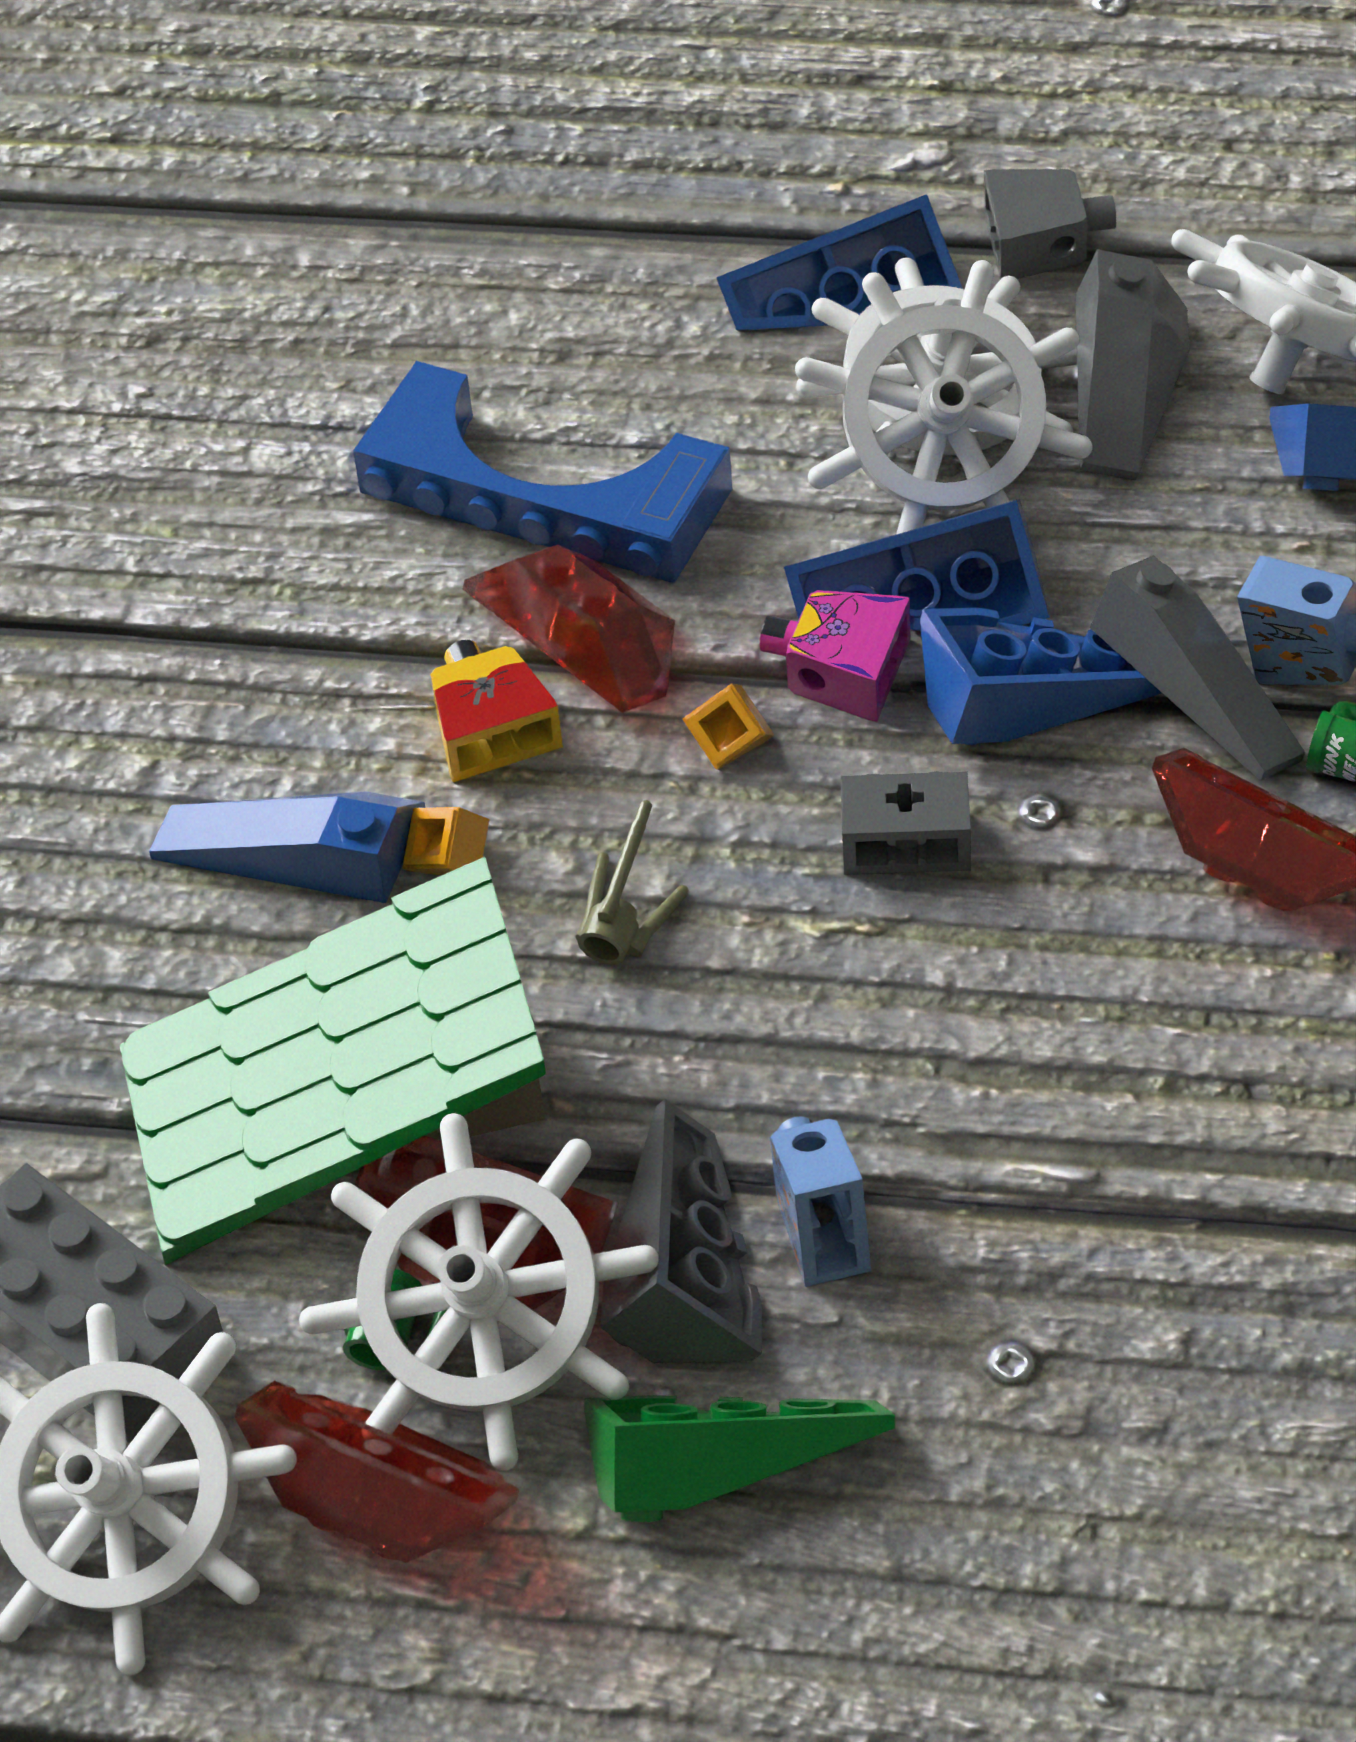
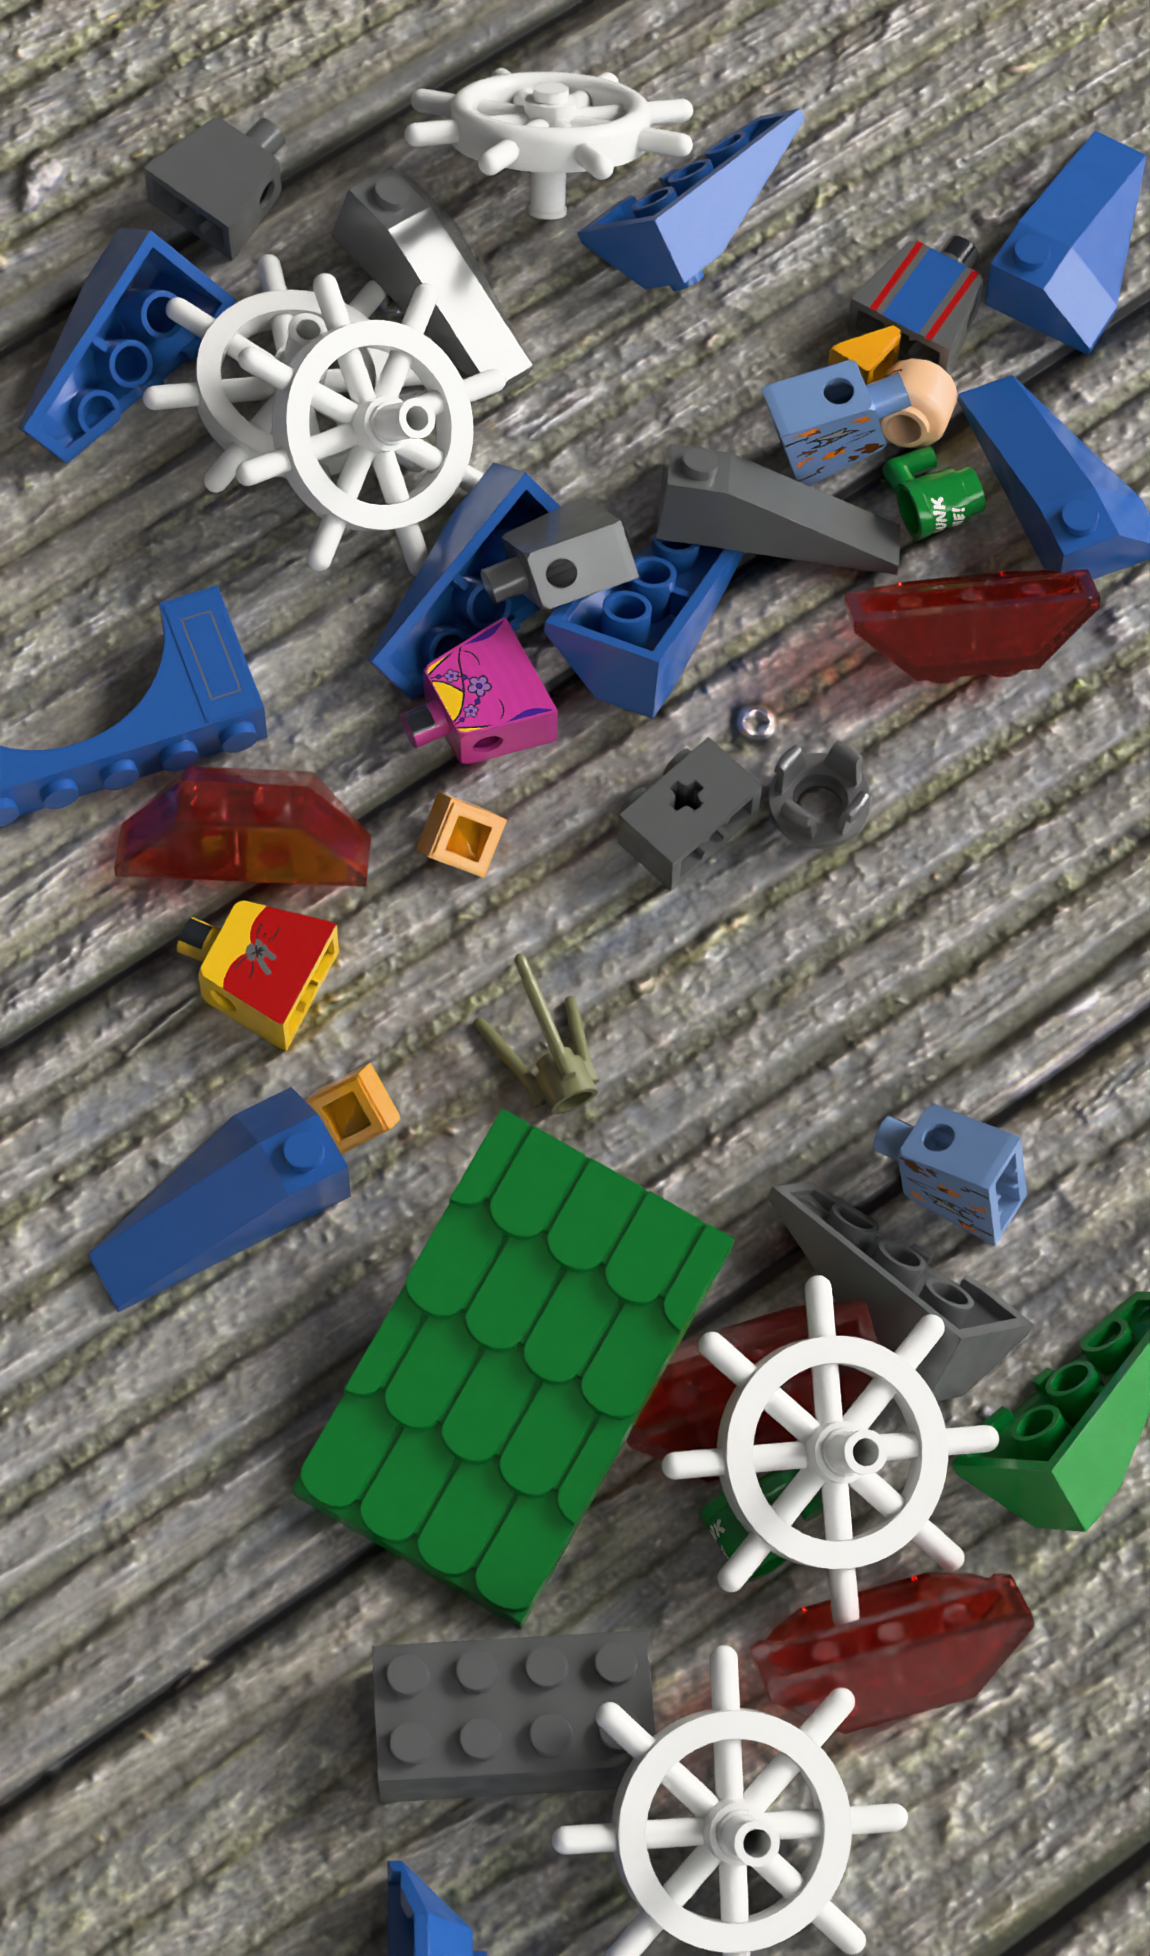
camera: 50 degrees left, 15 degrees up
(1005, 580) = (562, 557): none -> dark grey torso
(1019, 860) = (836, 772): none -> flat silver piece

